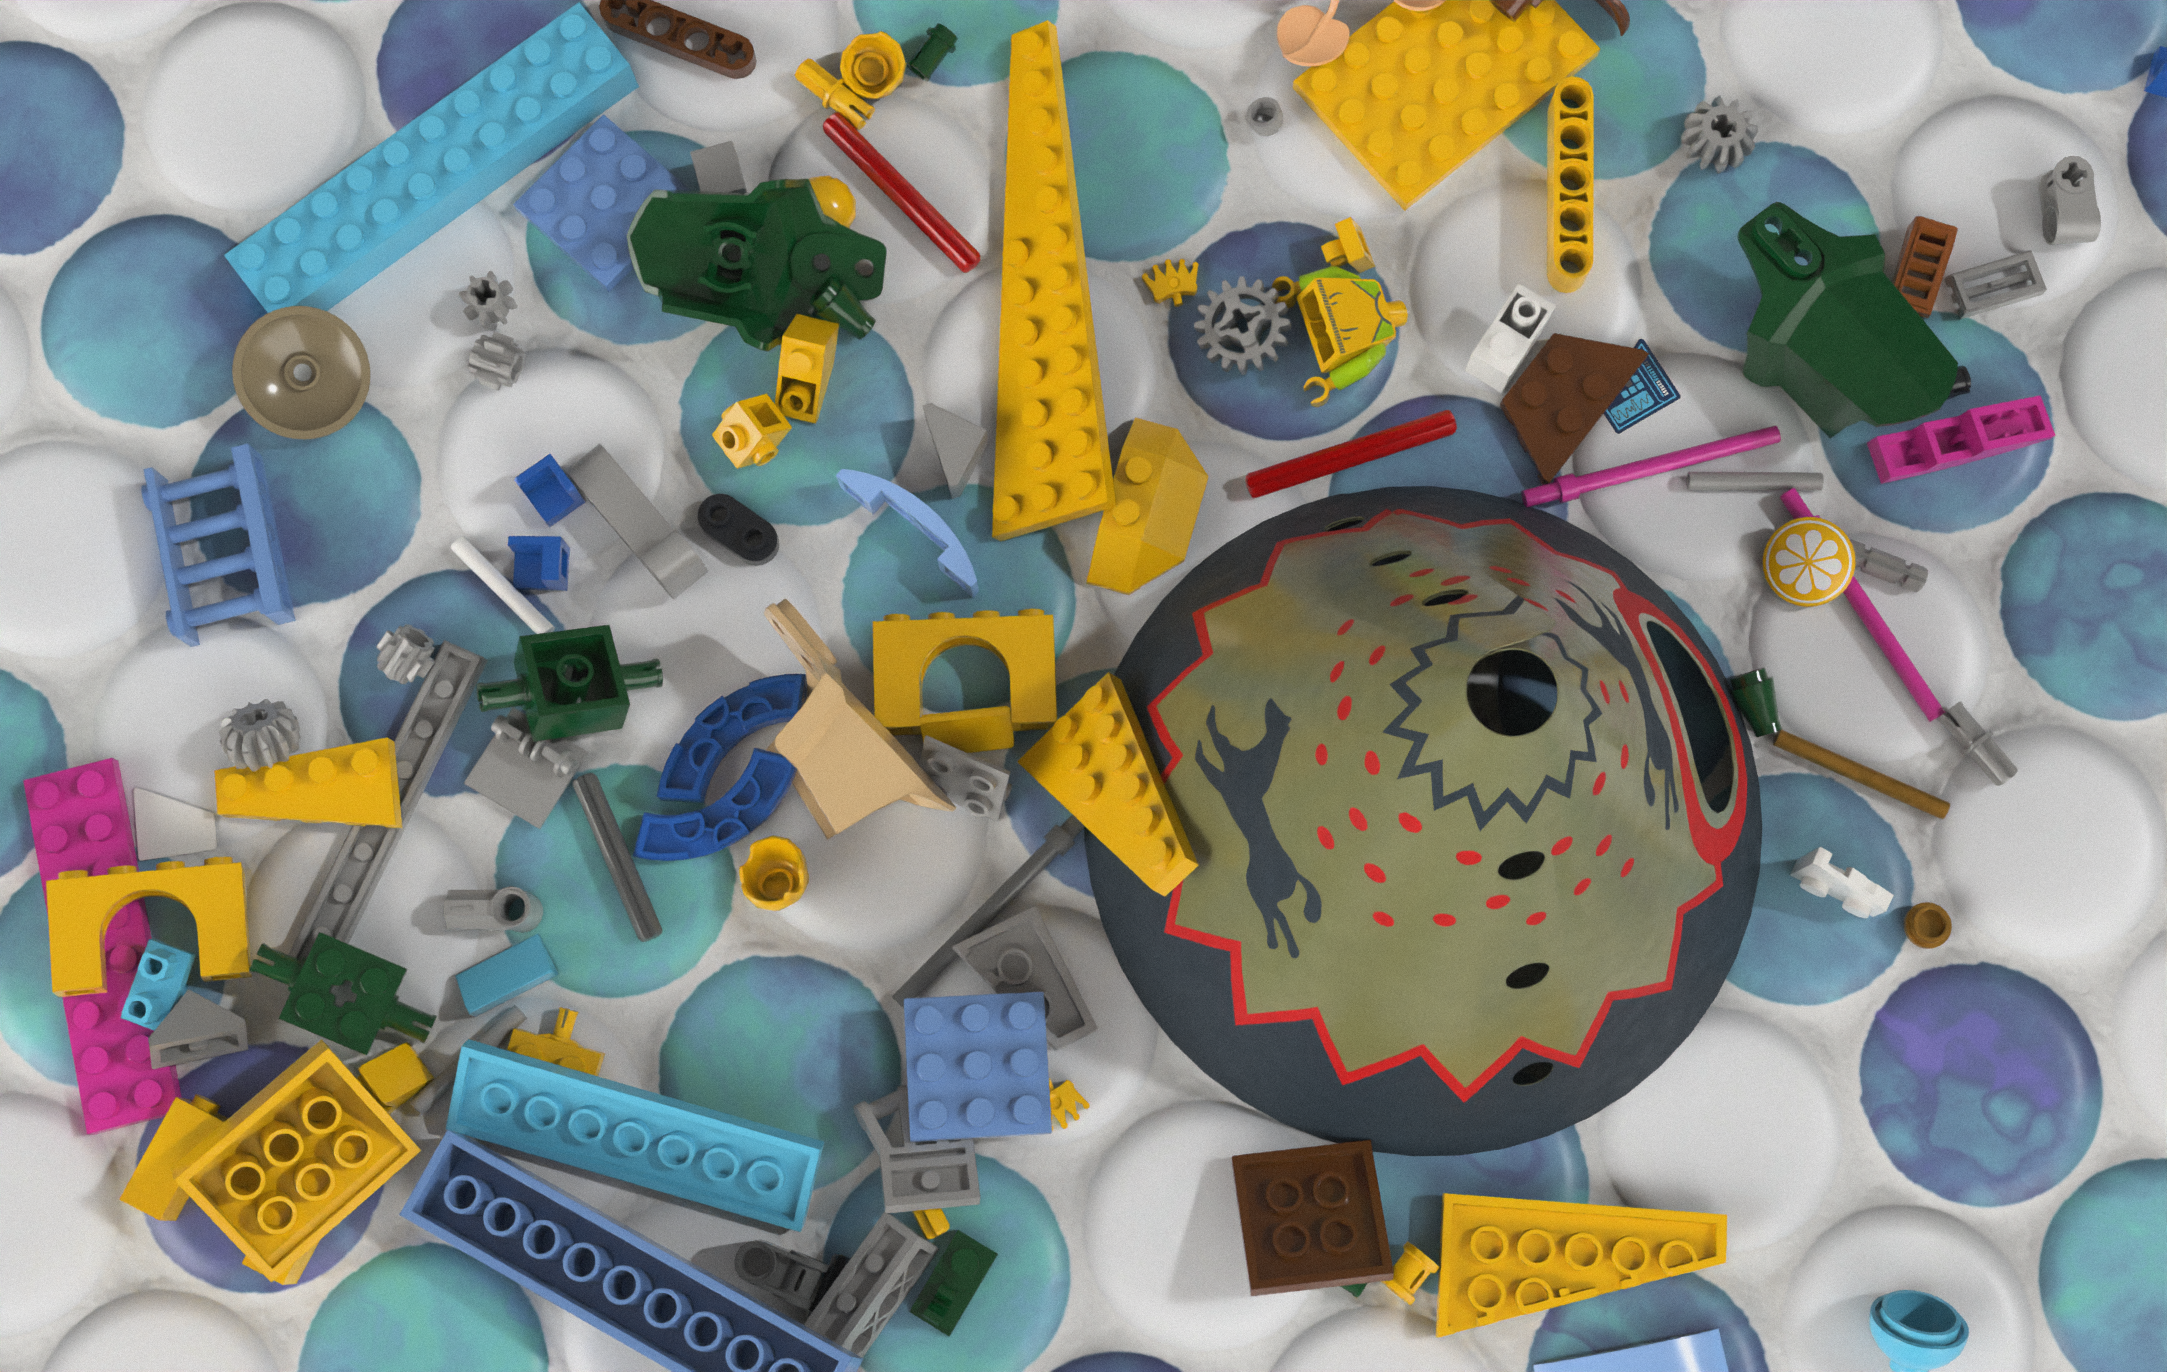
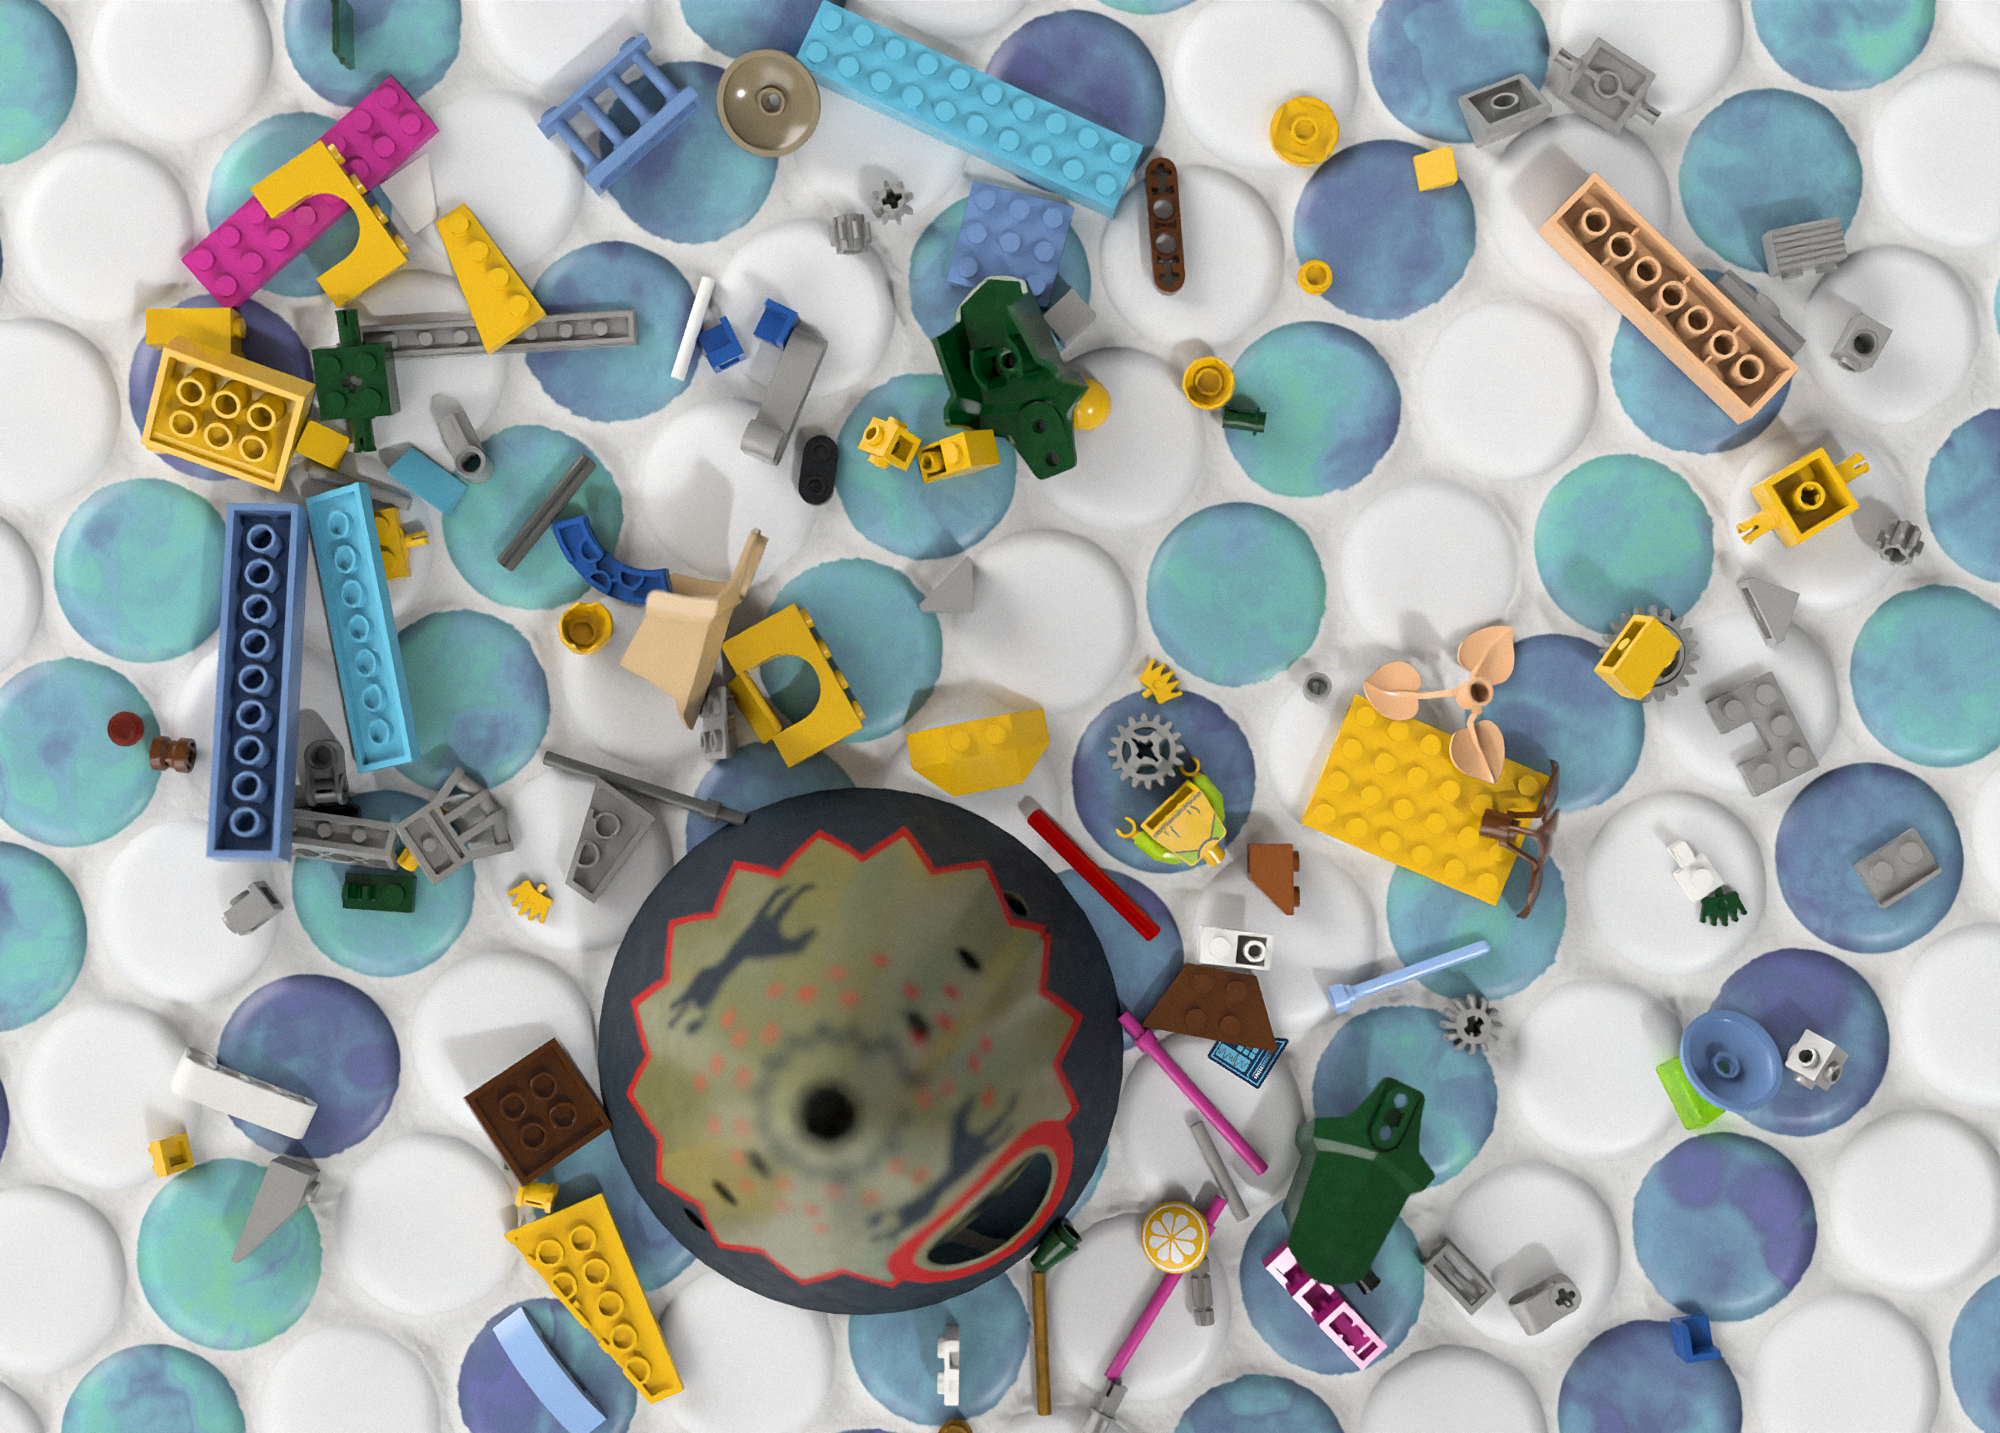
camera: 55 degrees right, 10 degrees up
(158, 984) = (296, 252): medium azure hips -> none
(196, 1032) = (282, 293): light grey slope -> none
(259, 735) = (501, 221): light grey gear -> none
(405, 654) = (609, 289): light grey gear -> none
(525, 773) = (576, 415): light grey hinge -> none
(570, 683) = (665, 417): dark green brick -> none
(724, 726) = (674, 536): blue tile -> none
(833, 93) = (1175, 365): yellow axle -> none
(839, 305) = (1014, 457): dark green cone -> none
(874, 491) = (869, 636): light blue slope -> none
(901, 192) = (1126, 453): red axle -> none
(977, 1066) = (522, 836): medium blue plate -> none
(1049, 395) = (1027, 638): yellow wing -> none
(1109, 781) = (754, 826): yellow wing -> none
(1349, 248) = (1247, 800): yellow tile -> none
(1449, 260) = (1271, 872): none -> dark orange slope
(1573, 165) = (1393, 934): yellow beam -> none
(1622, 254) = (1345, 995): none -> light blue piece
(1928, 239) = (1453, 1202): dark orange slope -> none

